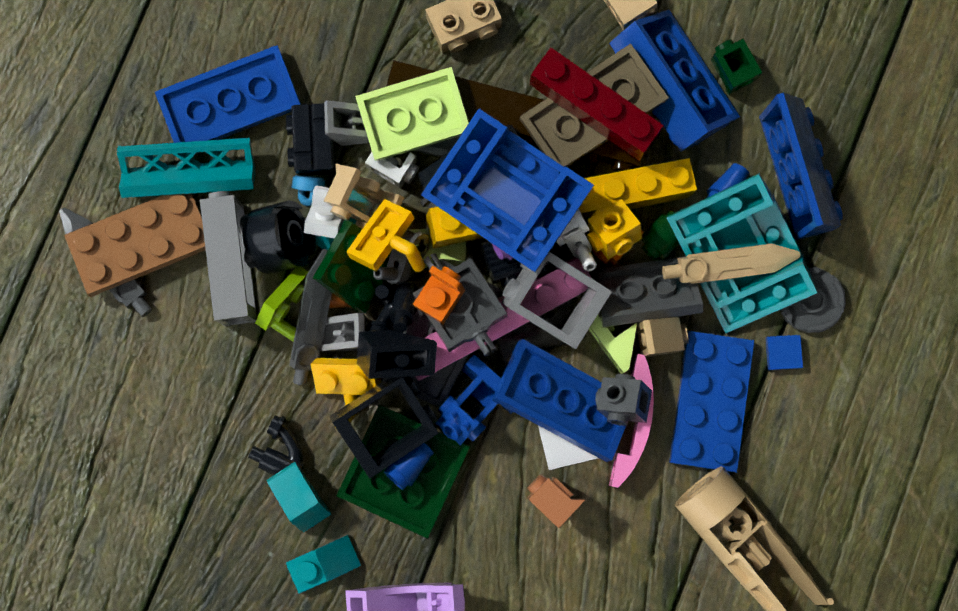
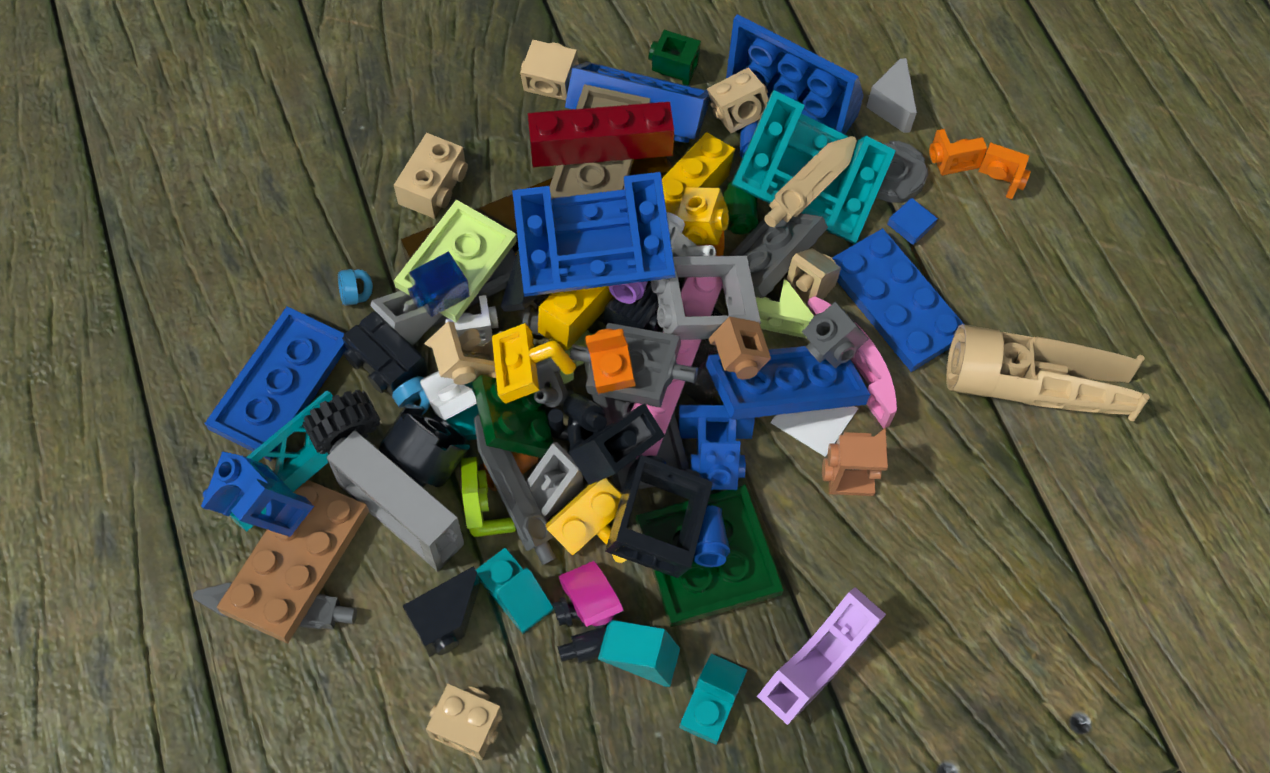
camera: 45 degrees left, 20 degrees down
(142, 187) = (247, 488): none -> blue tile
(156, 444) = (465, 720): none -> tan head
(200, 362) = (444, 612): none -> black slope
(231, 180) = (340, 418): none -> black tyre
(259, 383) = (514, 590): none -> teal slope
(300, 432) = (591, 594): none -> dark pink slope
(331, 63) = (348, 286): none -> dark azure tile
(376, 130) = (438, 284): none -> clear blue brick
(543, 356) = (741, 347): none -> medium nougat brick
(743, 148) = (738, 99): none -> tan head
(870, 241) = (893, 97): none -> light grey slope
(871, 333) = (956, 156): none -> orange bracket
(895, 368) = (1006, 165): none -> orange bracket

